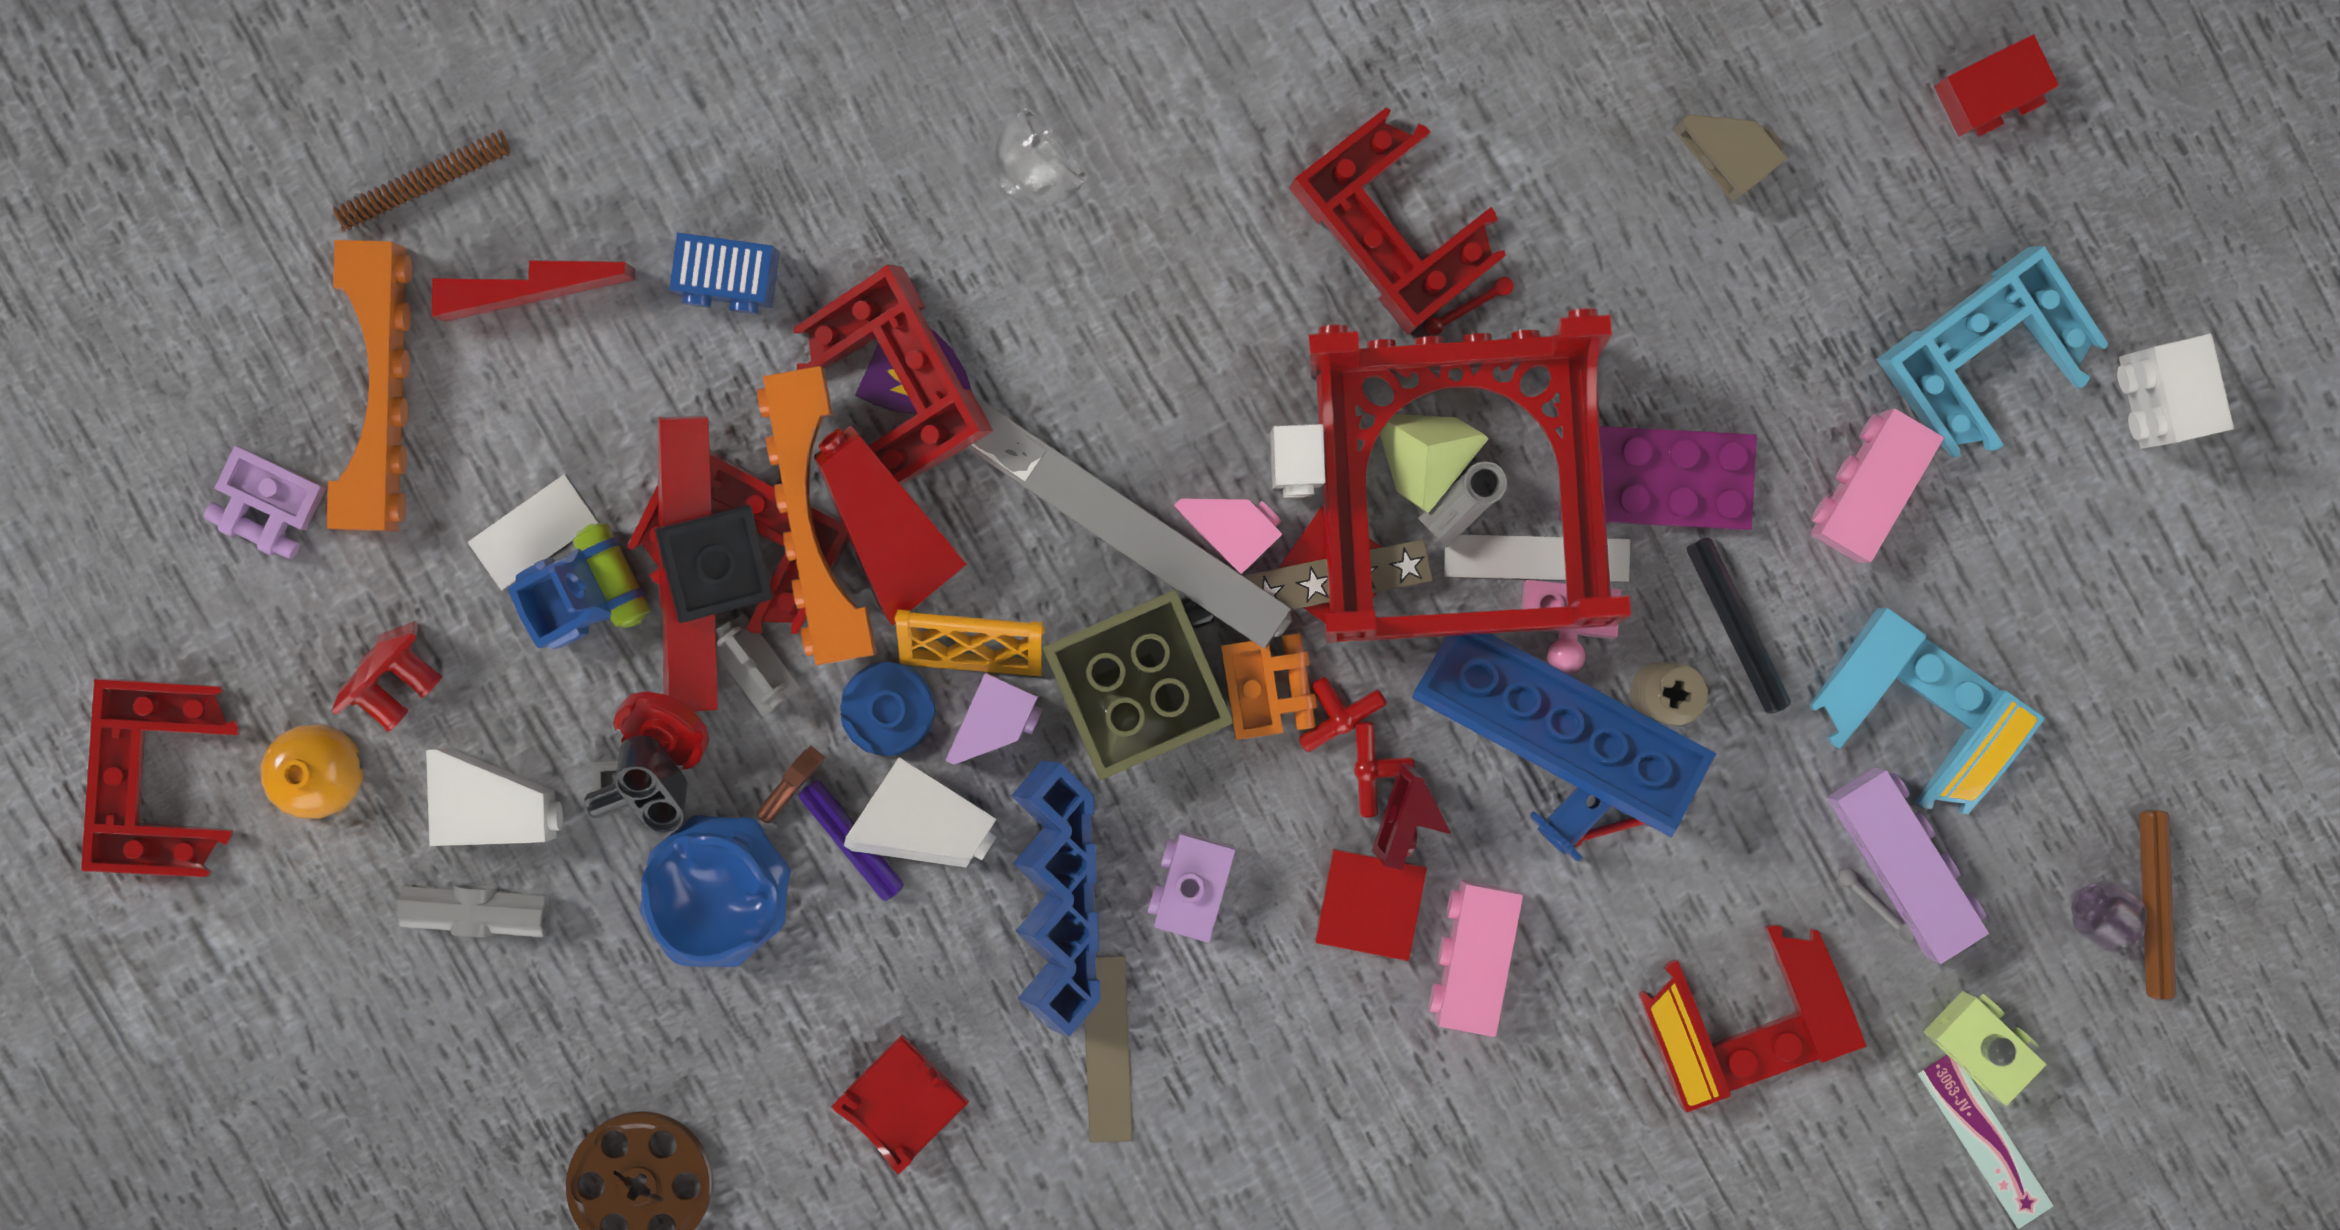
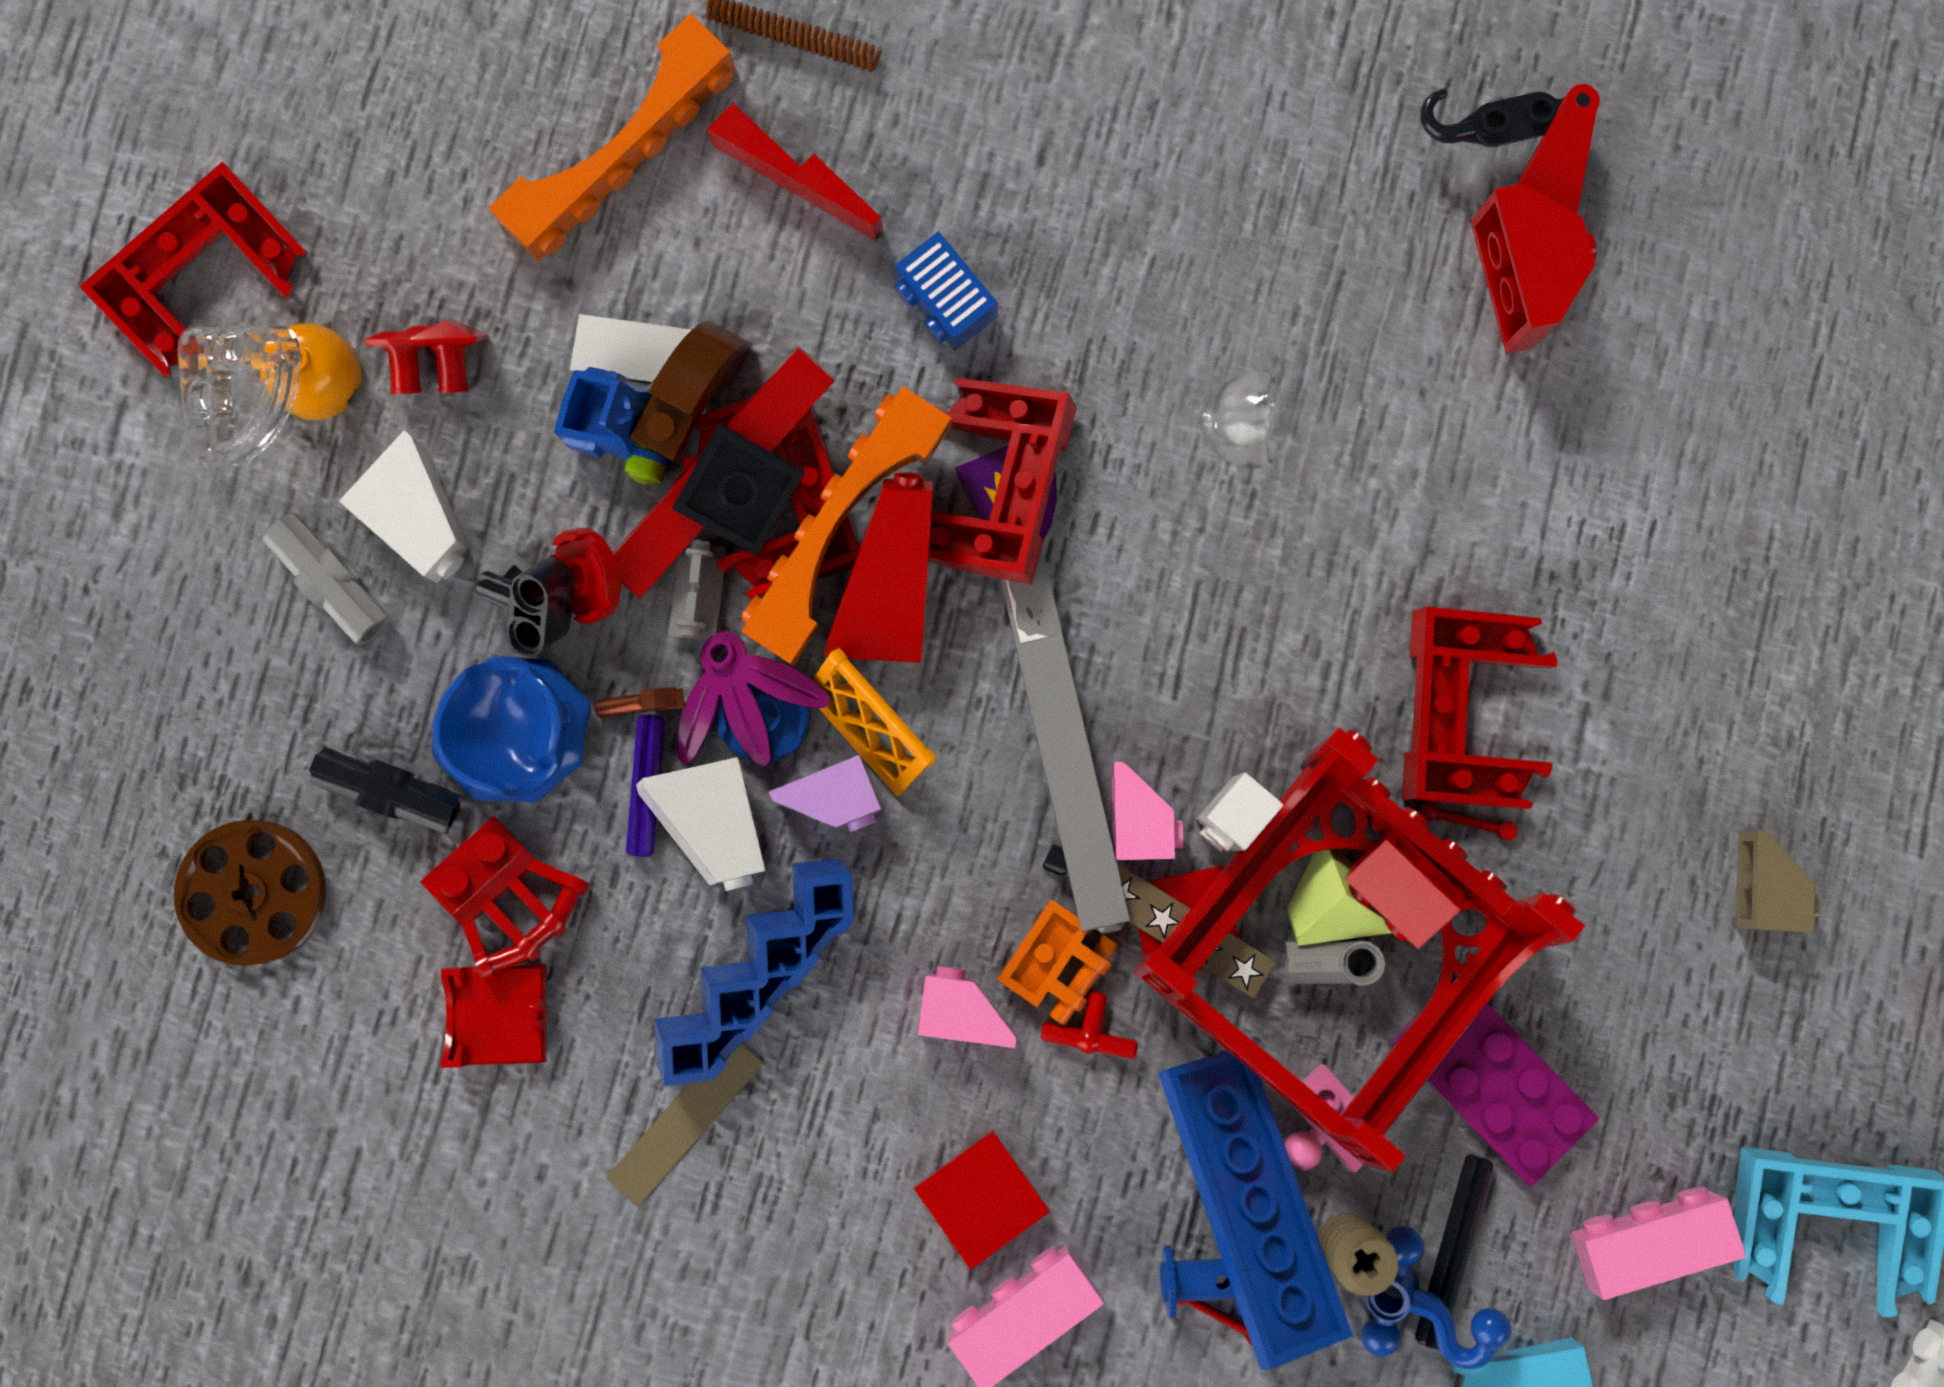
camera: 50 degrees right, 5 degrees down
(241, 828) = (218, 361): none -> clear beam
(271, 489) = (477, 147): lavender plate -> none
(602, 522) = (686, 384): none -> reddish brown arch
(665, 1019) = (385, 789): none -> black piece
(794, 1013) = (483, 872): none -> red plate
(842, 707) = (732, 682): none -> magenta plant
(1137, 685) = (963, 870): olive slope -> none
(1192, 886) = (863, 1058): lavender brick -> none
(1231, 786) = (961, 1011): none -> bright pink slope
(1369, 768) = (1075, 1095): red piece -> none
(1407, 808) = (1076, 1153): dark red slope -> none
(1465, 402) = (1404, 888): none -> brick
(1522, 557) = (1335, 1044): white sticker -> none
(1740, 732) = (1382, 1336): none -> blue piece

